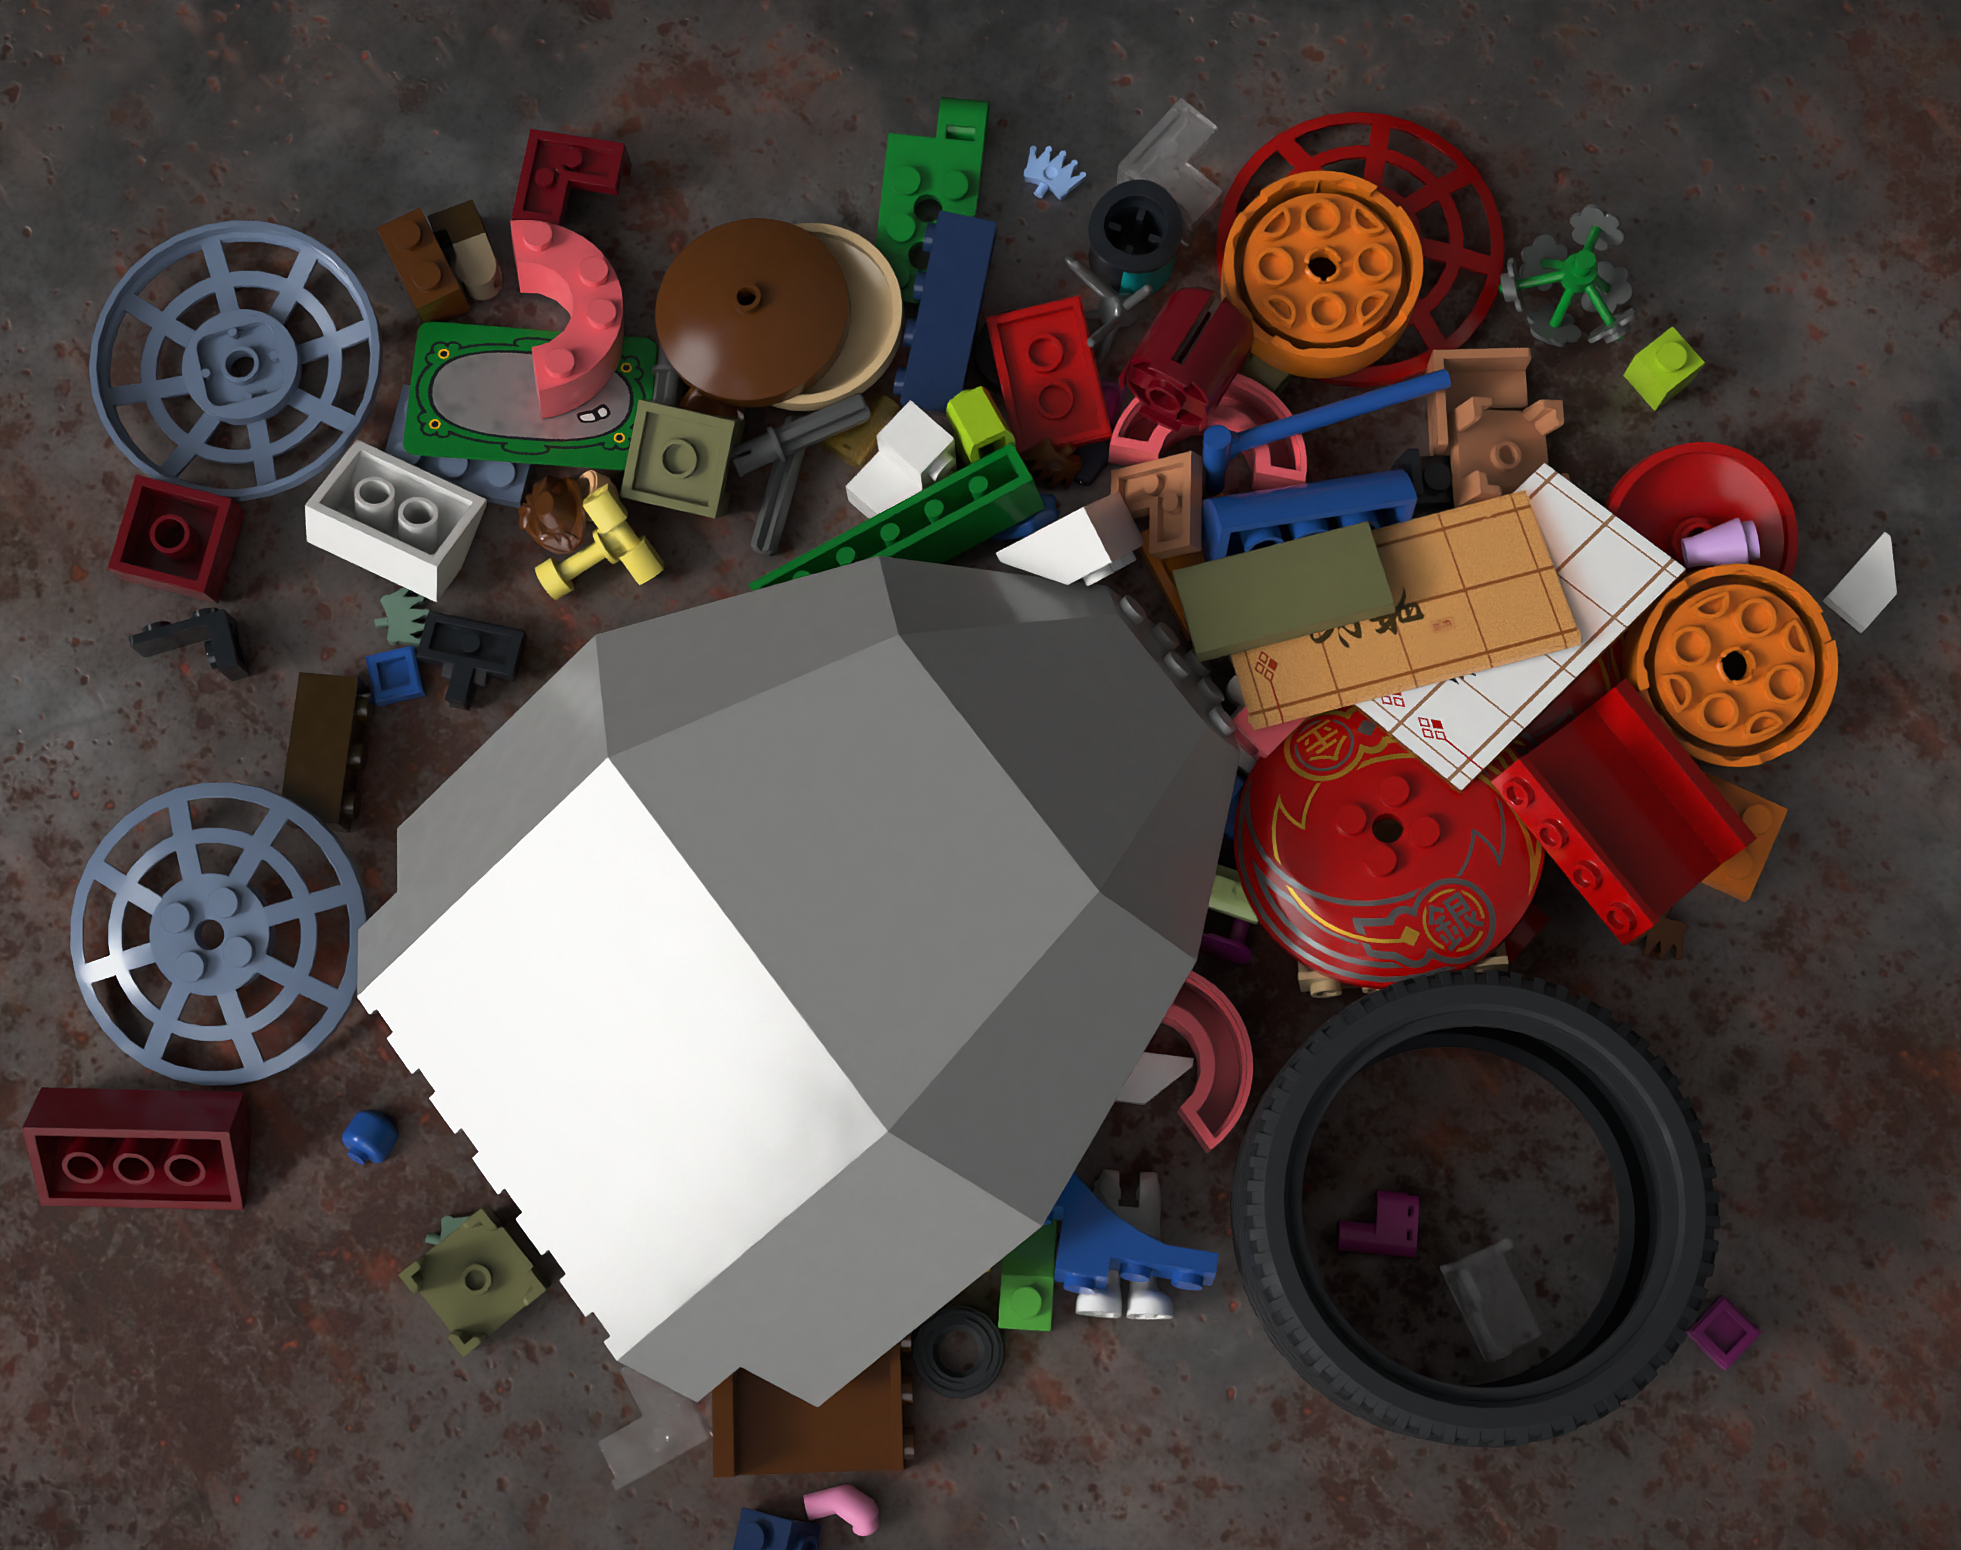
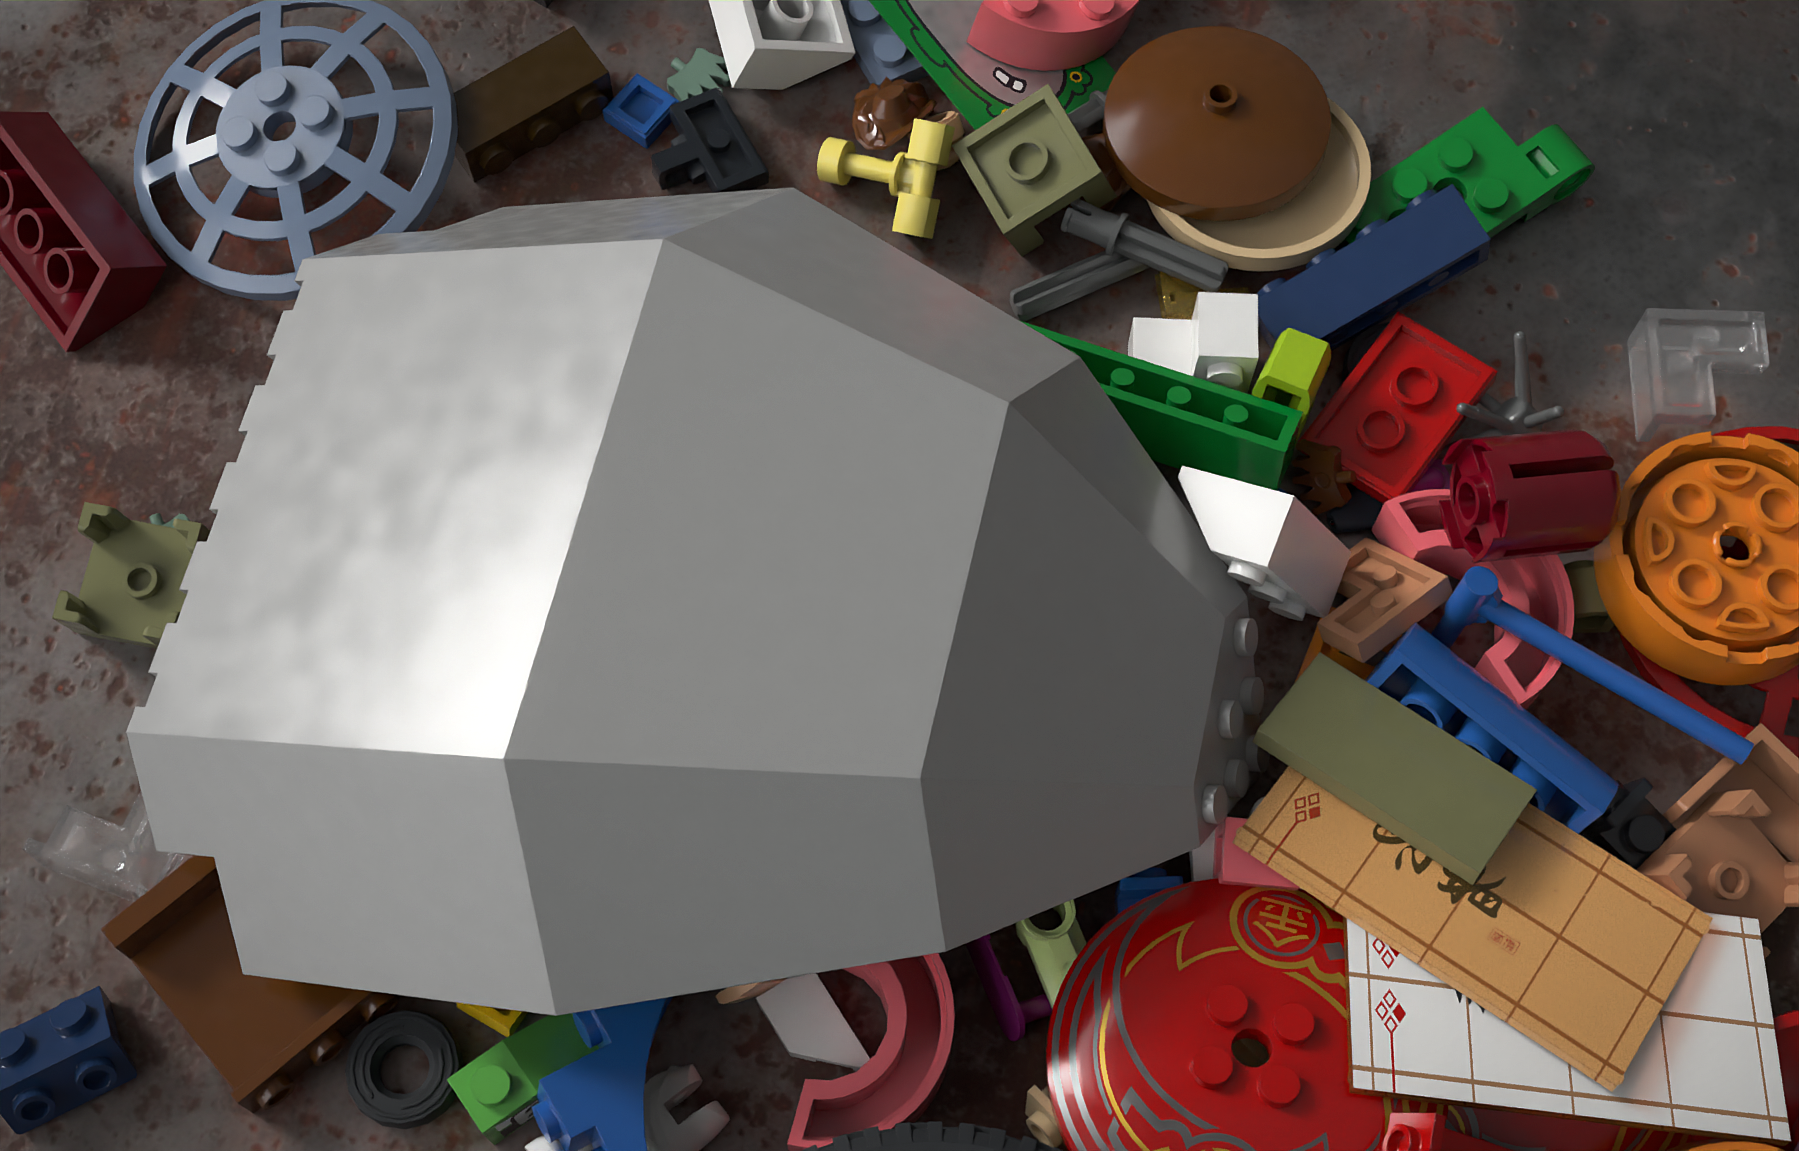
camera: 45 degrees right, 10 degrees down
(370, 1137) = (212, 402): blue piece -> none
(847, 1503) = (174, 1084): bright pink arm -> none
(1051, 174) = (1585, 276): light blue piece -> none
(1134, 236) = (1599, 373): black hat -> none

